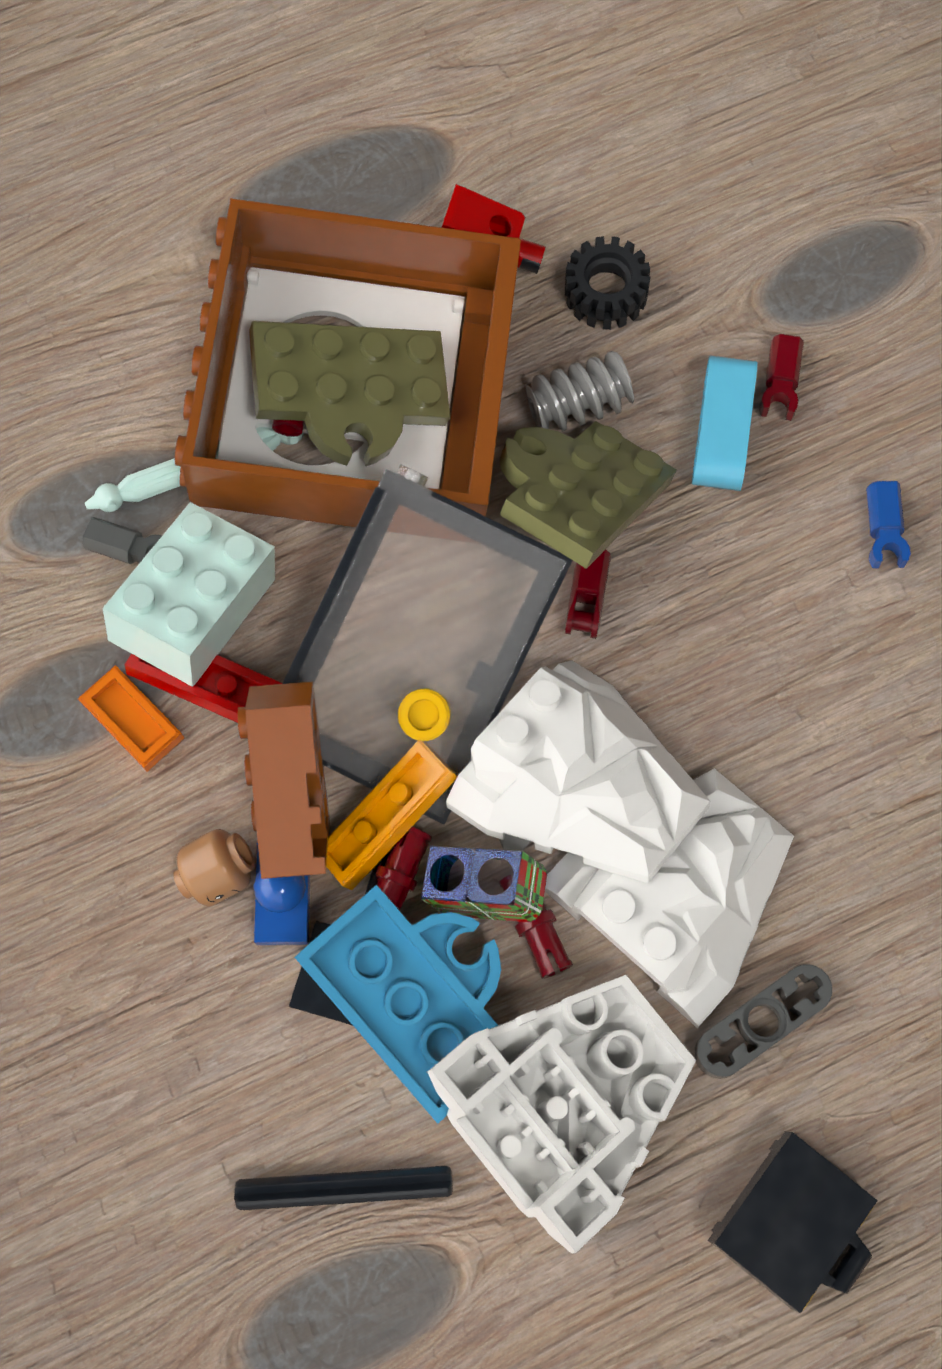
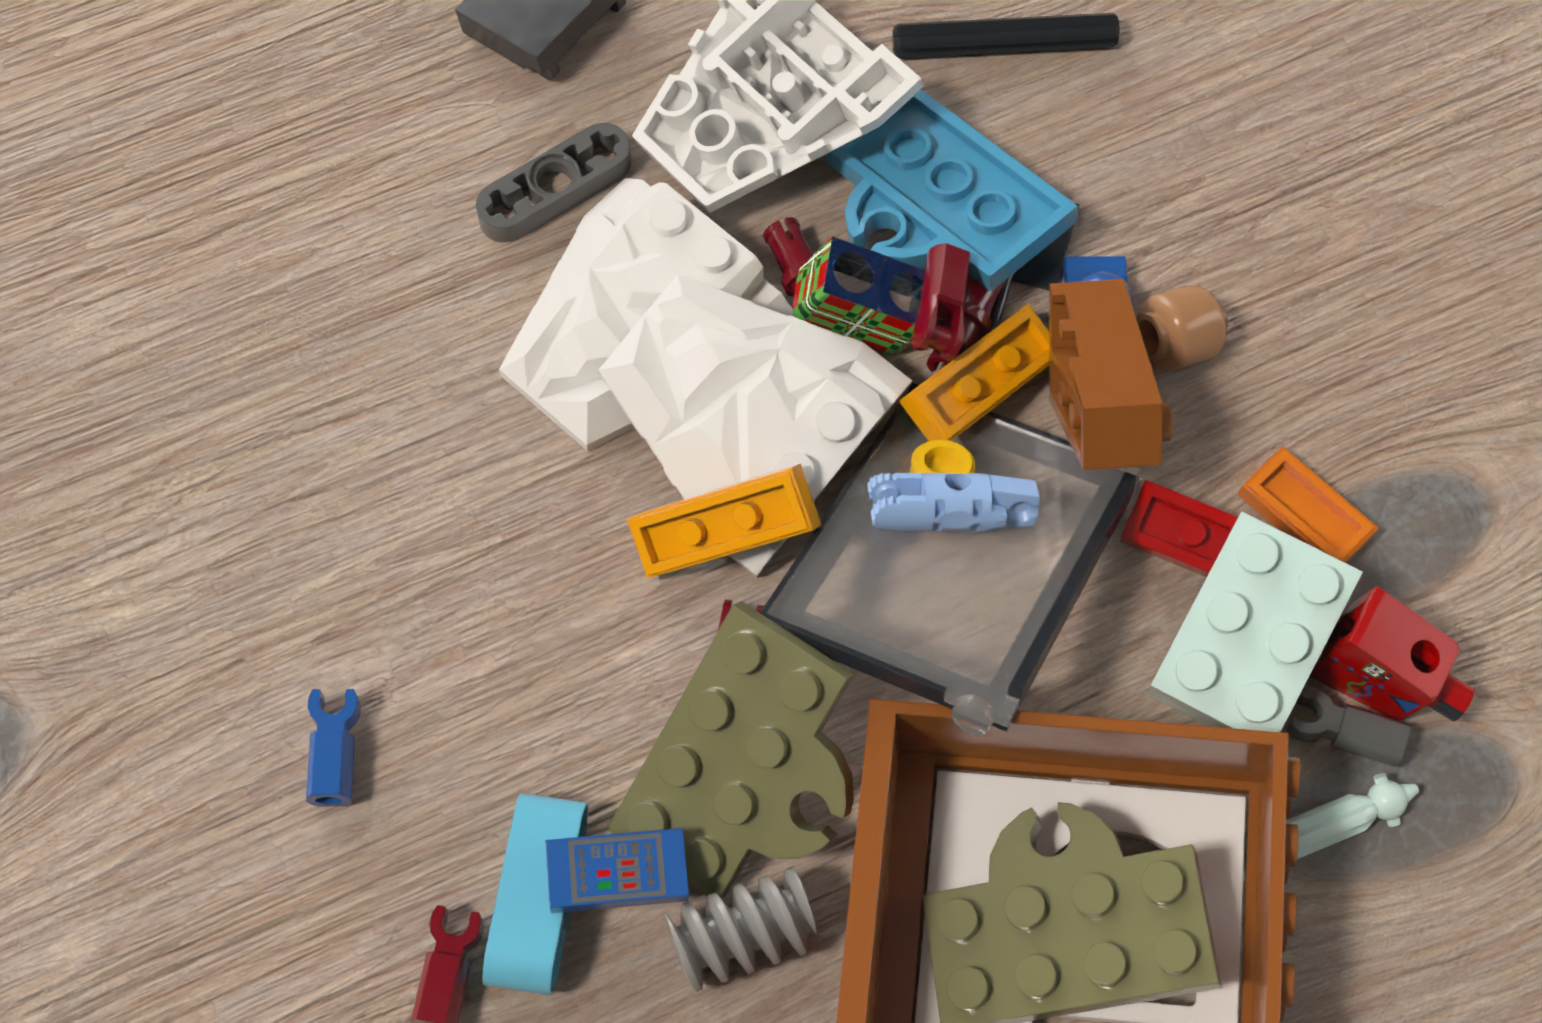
camera: 175 degrees right, 5 degrees down
(81, 571) = (1392, 660): none -> red torso
(394, 672) = (952, 502): none -> light blue hinge
(416, 865) = (942, 298): none -> dark red bar
(599, 671) = (724, 521): none -> light orange tile
(669, 416) = (616, 870): none -> blue tile

